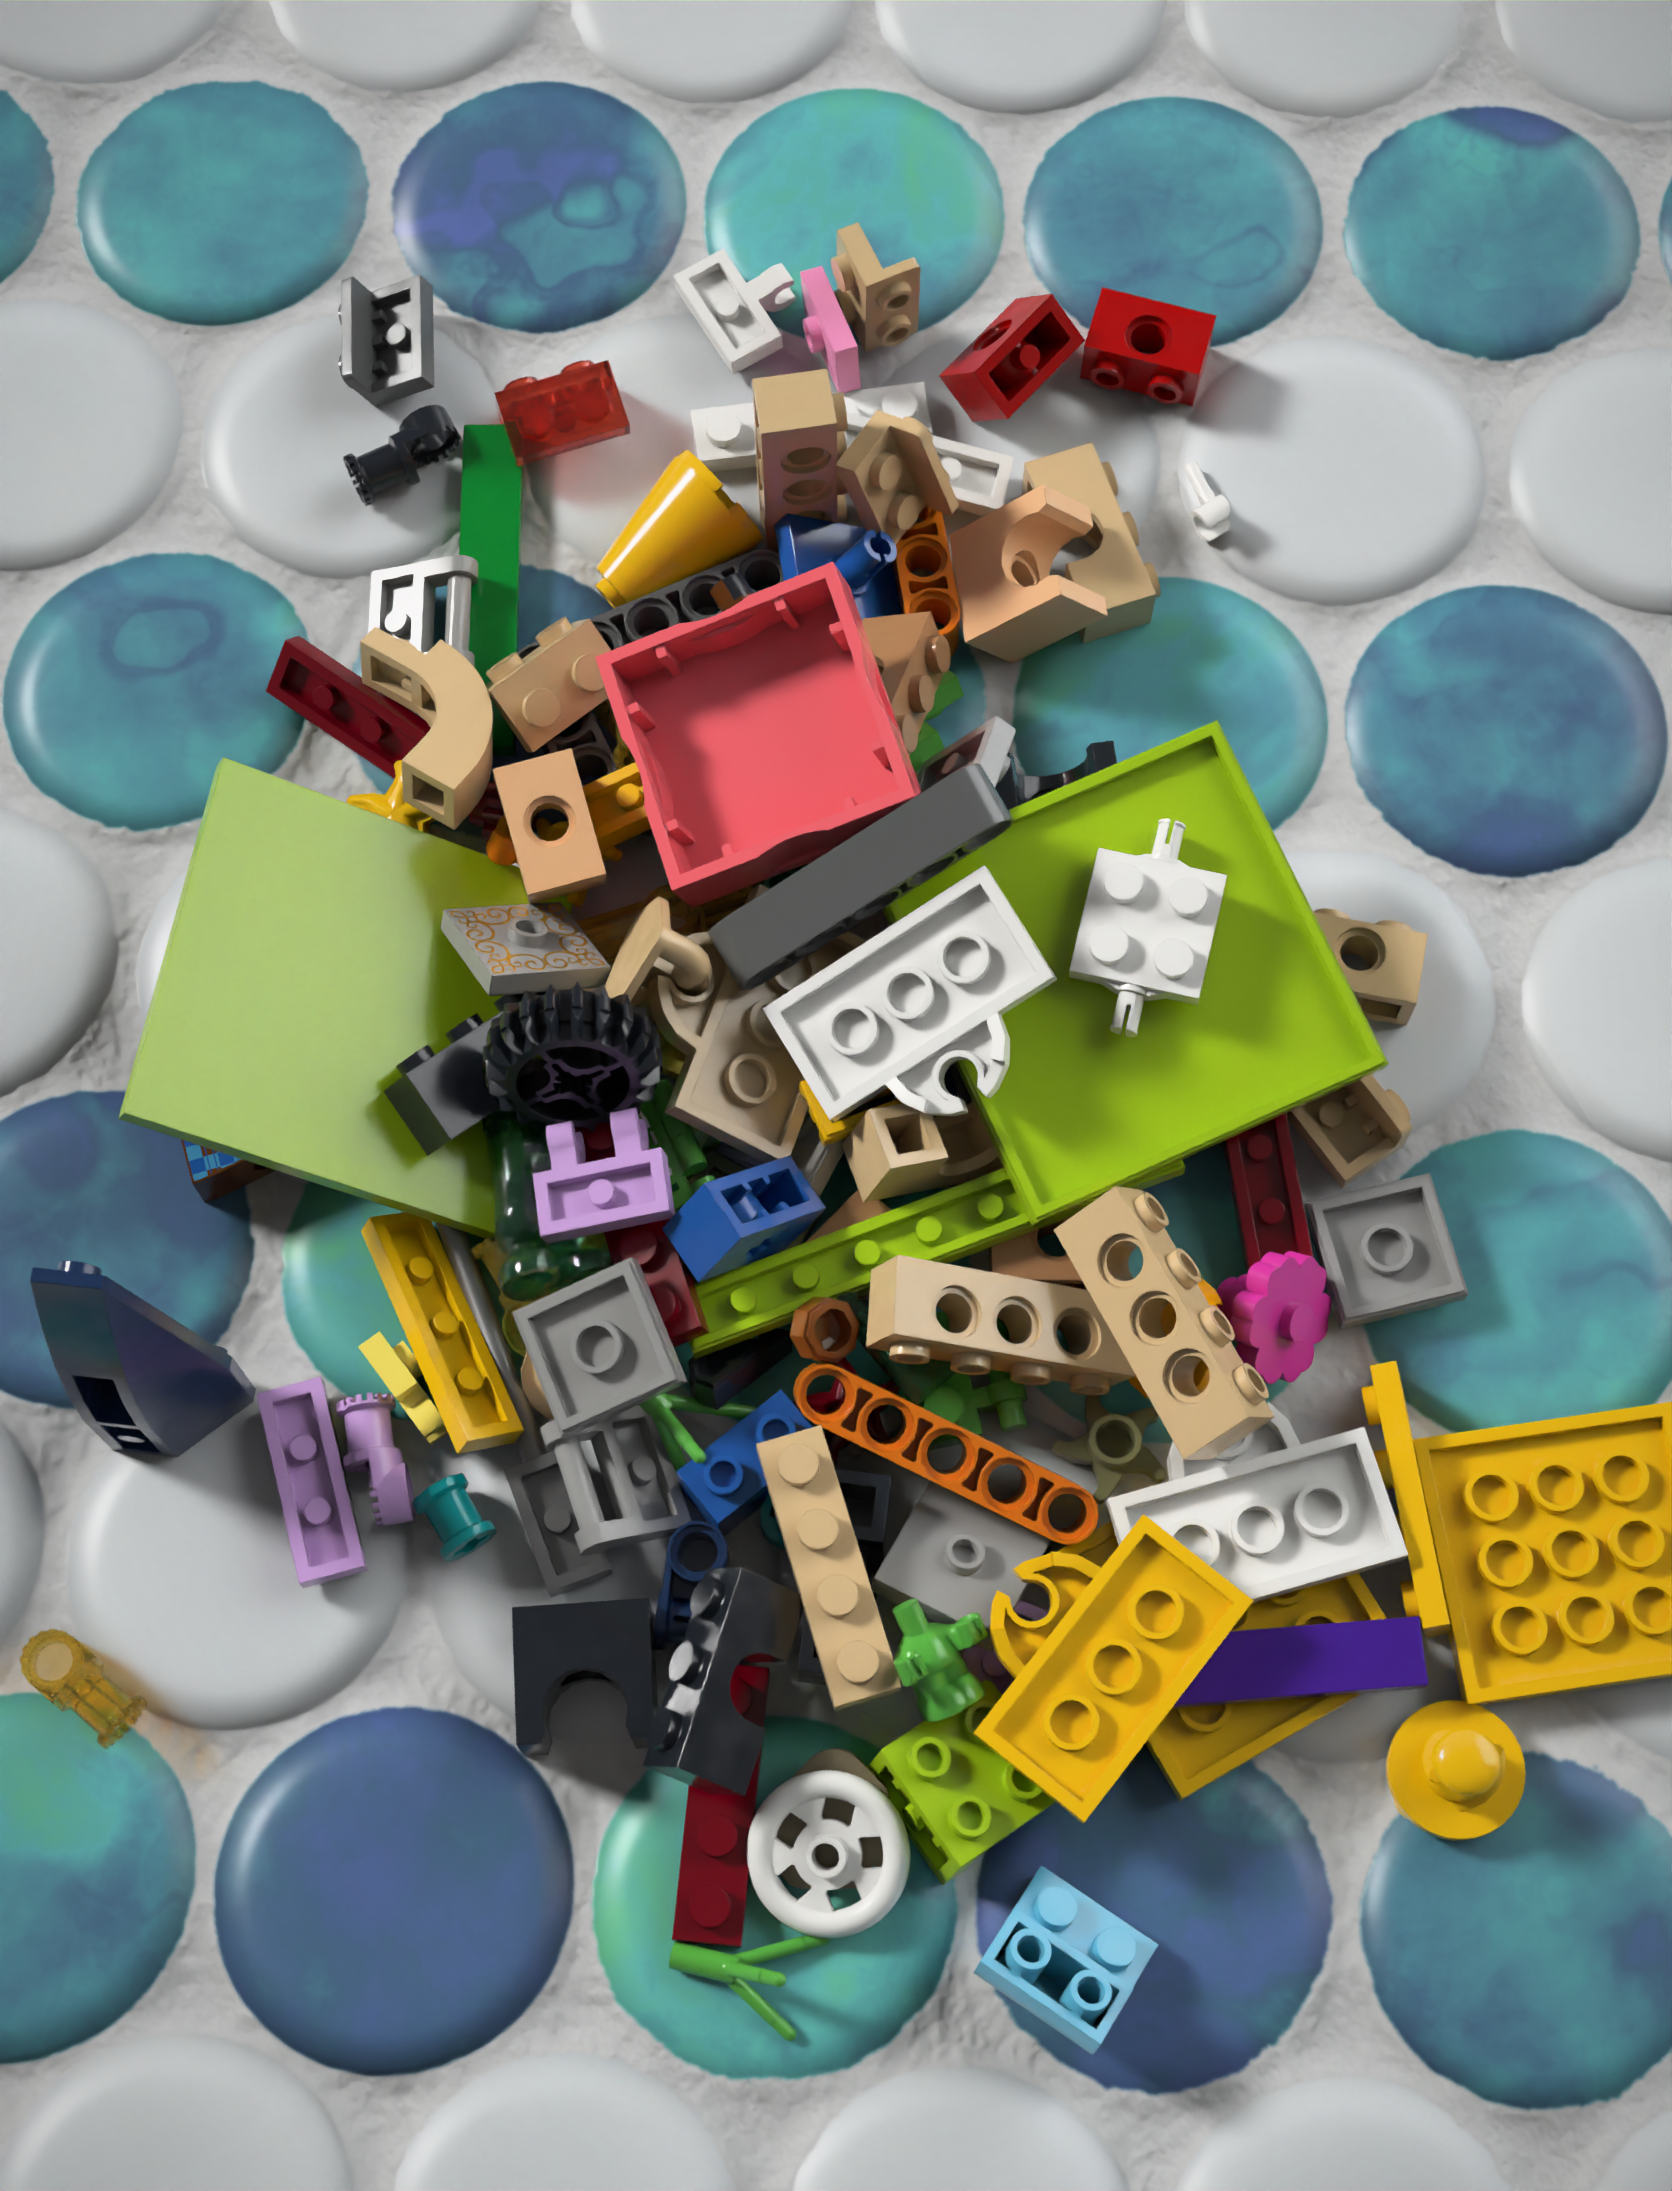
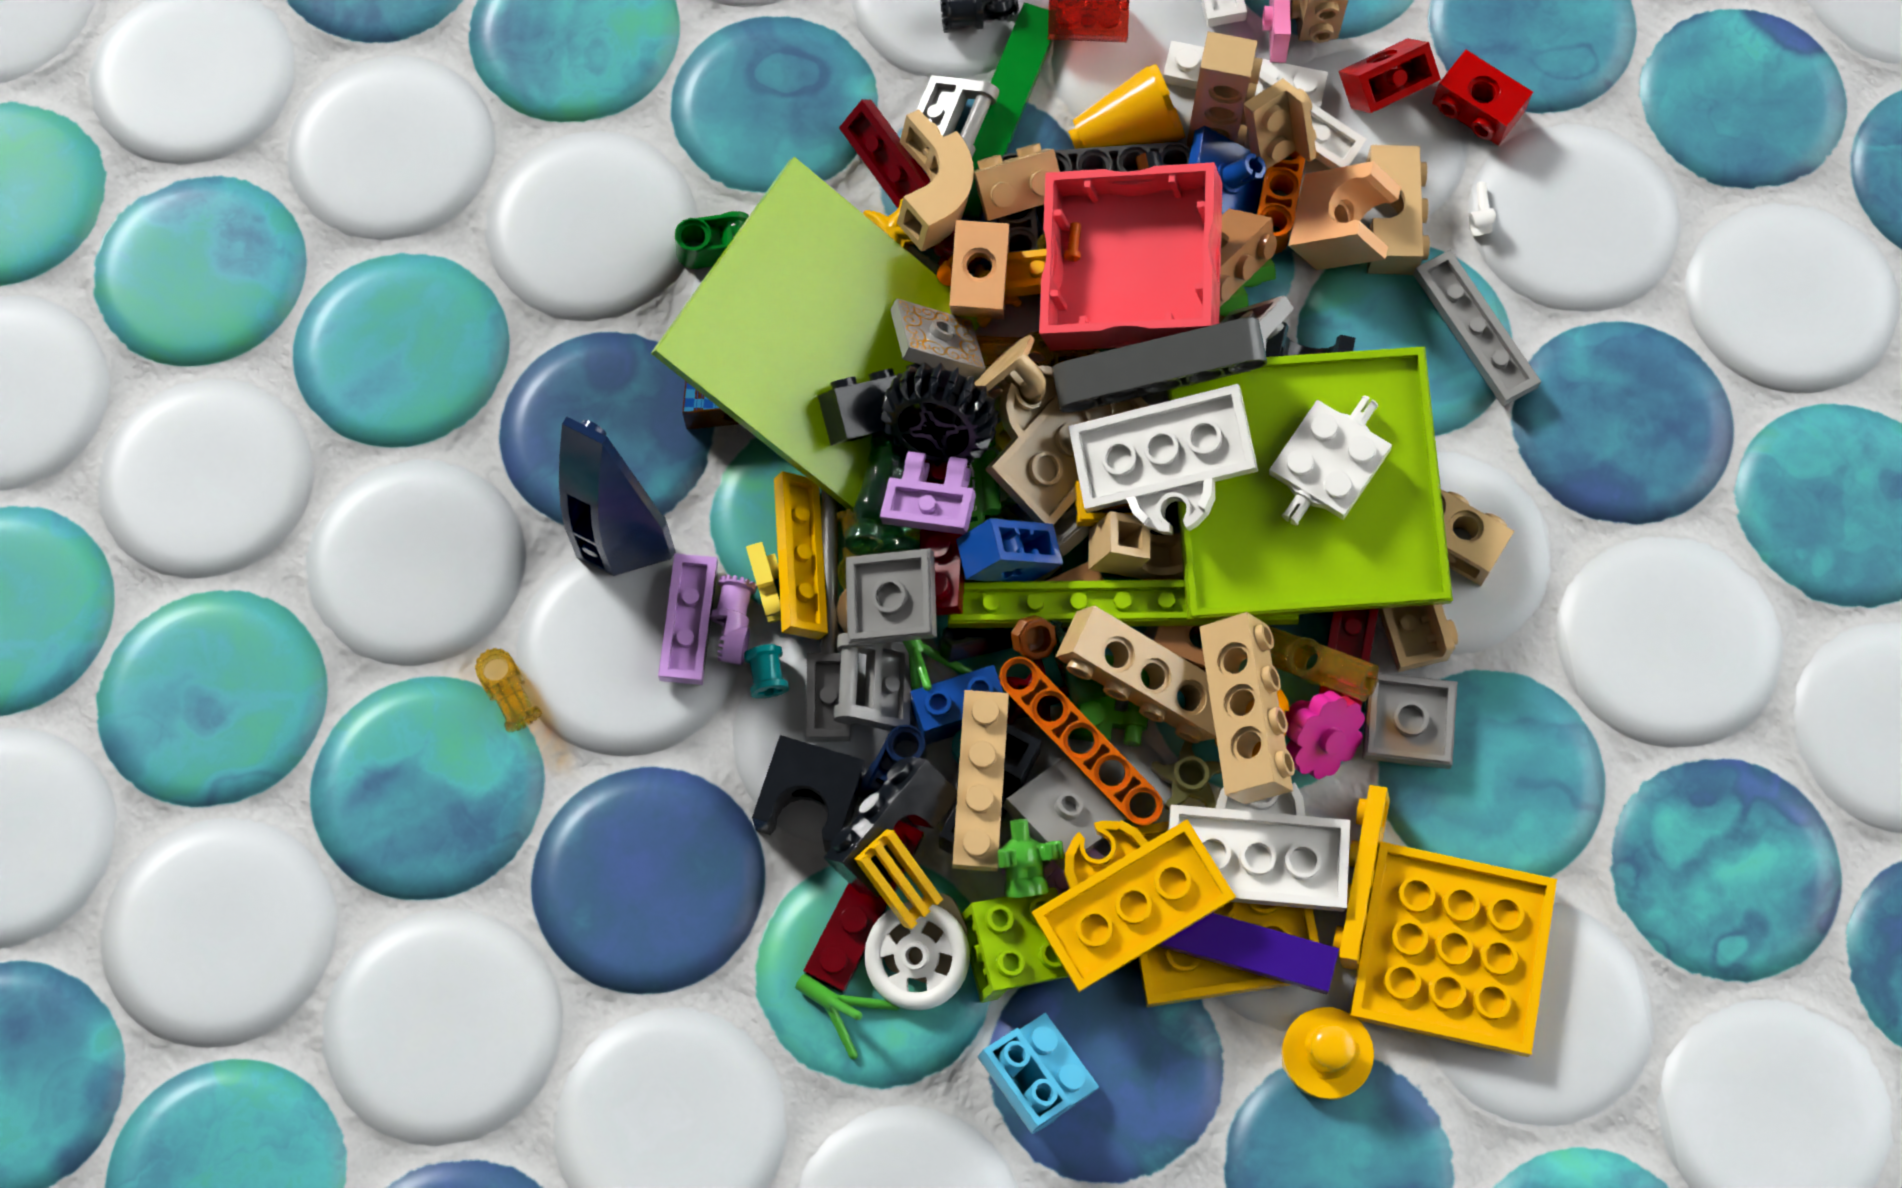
camera: 20 degrees right, 0 degrees up
(145, 907) = (713, 232): none -> green piece
(672, 758) = (1072, 253): none -> orange piece
(808, 1781) = (920, 906): none -> yellow tile
(1259, 1221) = (1332, 670): none -> clear yellow piece
(1263, 668) = (1476, 328): none -> light grey plate

